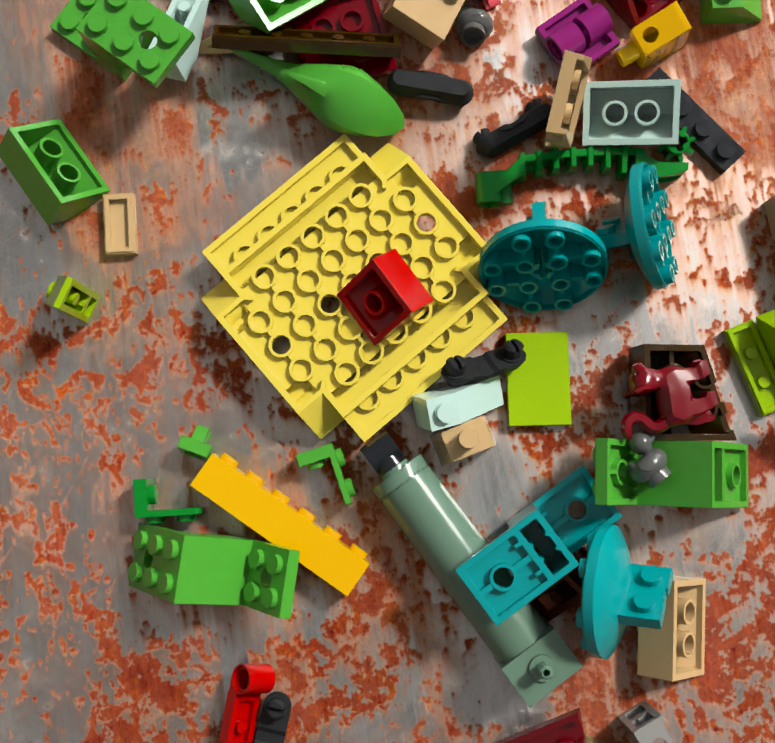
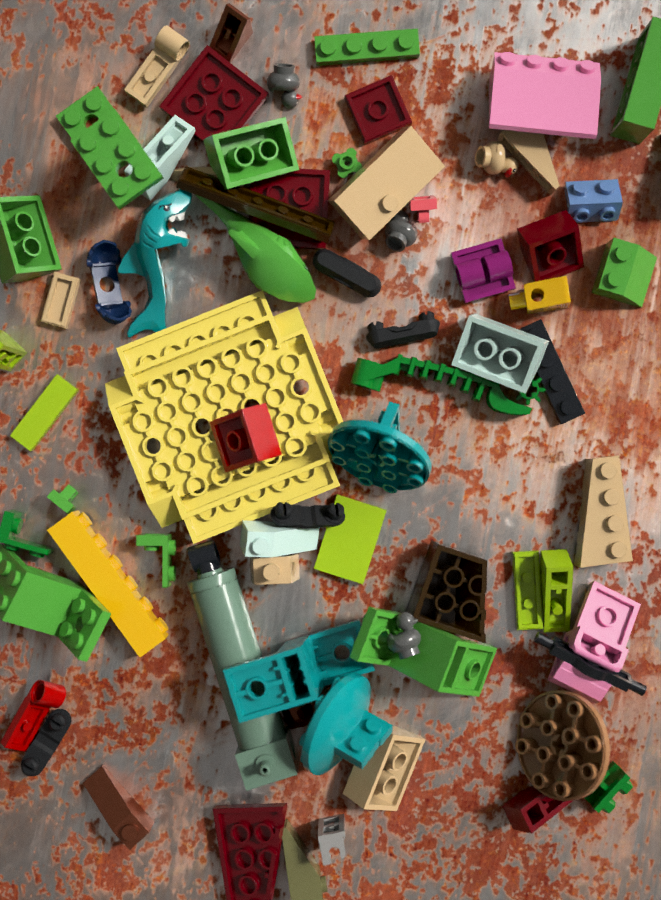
camera: 25 degrees right, 5 degrees up
(142, 355) = (44, 412): none -> lime tile
(154, 164) = (102, 263): none -> dark blue piece
(198, 141) = (145, 260): none -> teal piece
(567, 100) = (443, 330): tan slope -> none
(644, 227) = (472, 452): teal bracket -> none
(672, 396) = (444, 594): dark red animal -> none

